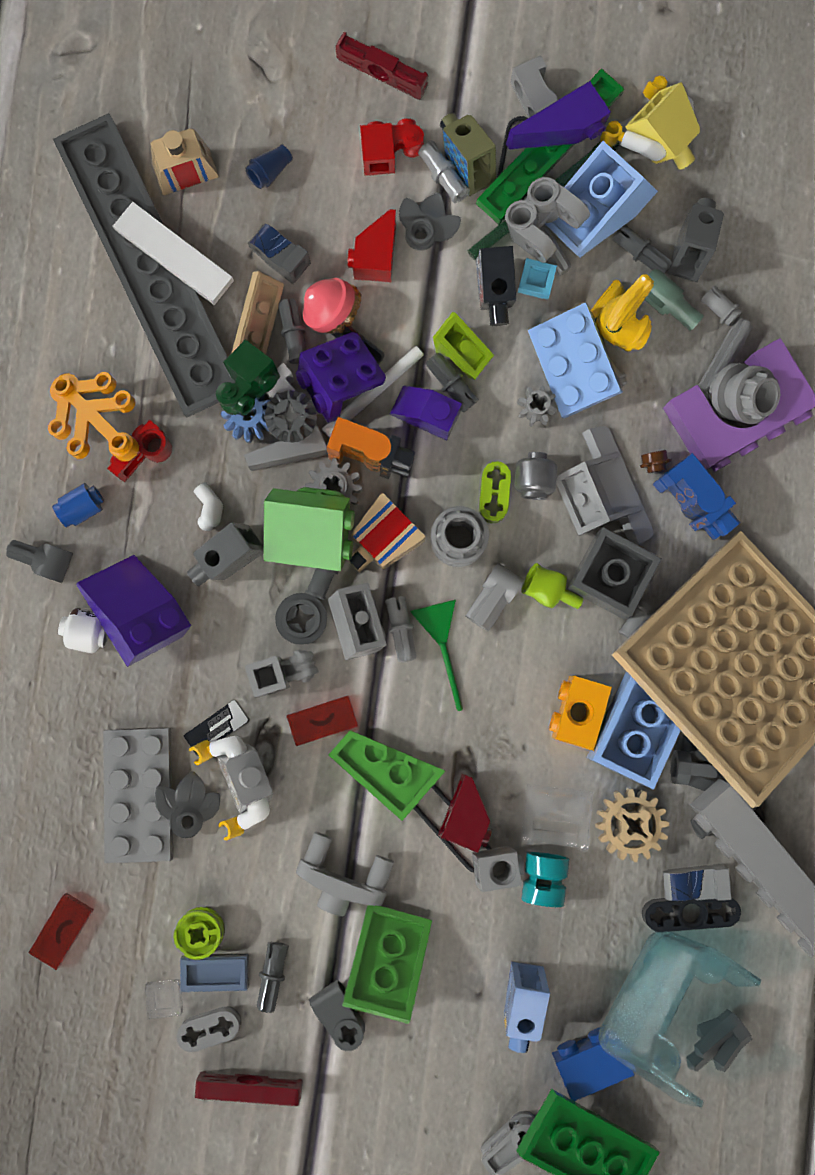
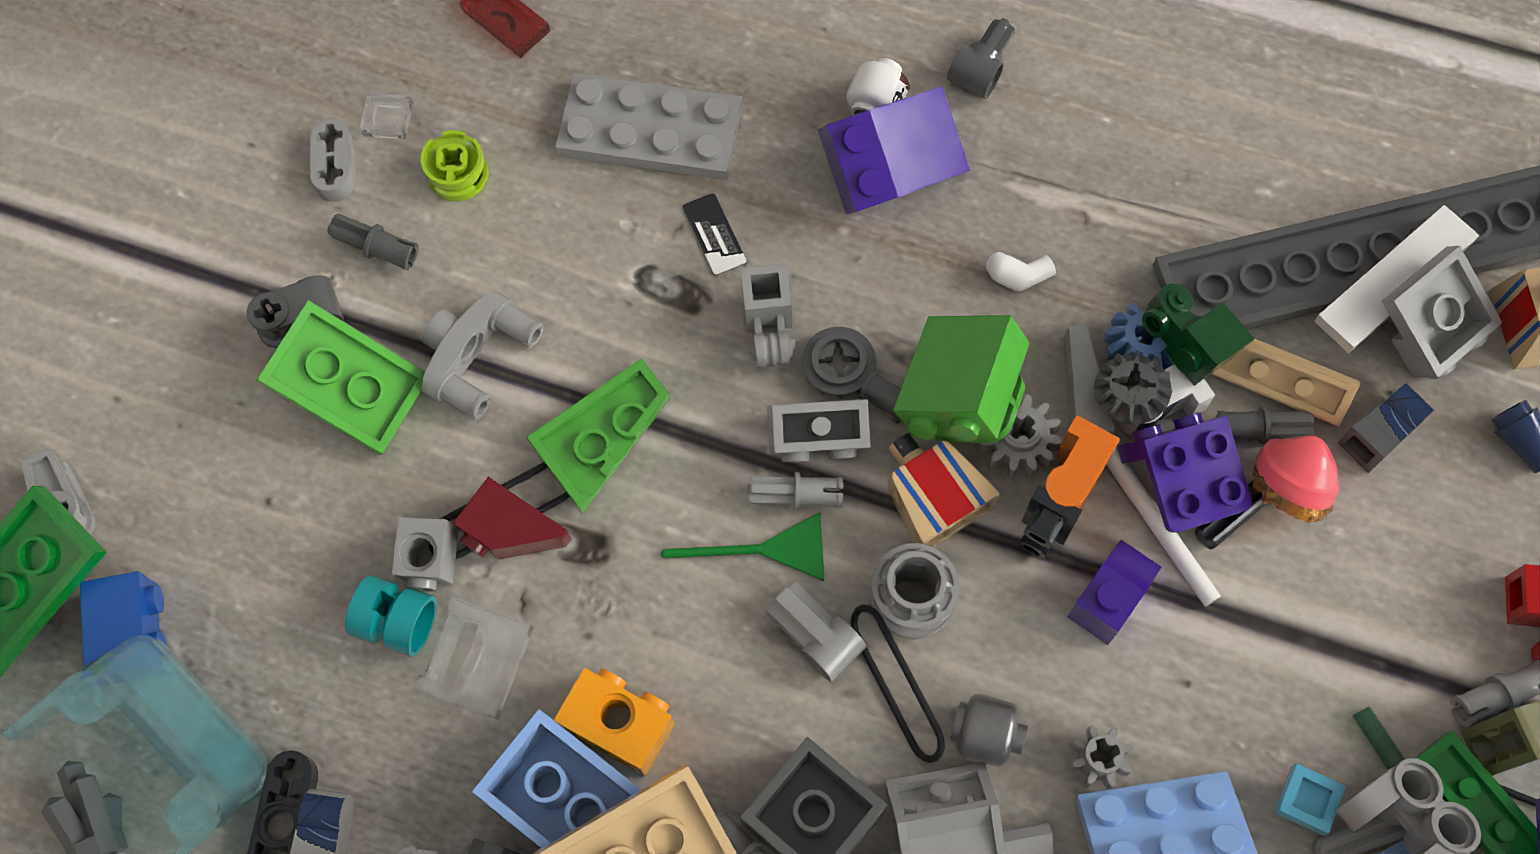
camera: 105 degrees right, 15 degrees down
(68, 391) = (1207, 121): light orange plant -> none
(78, 505) = (1048, 111): blue brick -> none
(143, 435) = (1113, 192): red plate -> none
(186, 800) = (626, 177): dark grey plate -> none
(197, 222) = (1440, 314): none -> light grey plate
(214, 973) = (397, 180): sand blue tile -> none
(233, 545) = (948, 272): dark grey torso -> none
(244, 778) = (635, 243): torso -> none
(248, 1089) = (243, 190): dark red piece -> none
(322, 720) = (691, 366): clear red tile -> none
(374, 250) = (1382, 564): red slope -> none
(427, 218) = (1426, 657): dark grey plate -> none
(451, 381) = (1157, 636): dark grey axle -> none
(462, 346) = (1211, 658): lime slope -> none
(496, 270) = (1330, 729): black torso -> none
(502, 493) = (978, 656): lime beam -> none
(513, 531) = (911, 680): none -> black piece
(525, 1005) = (218, 543): medium blue torso -> none
(549, 587) = (812, 714): lime piece -> none
(622, 834) = (414, 772): tan gear -> none

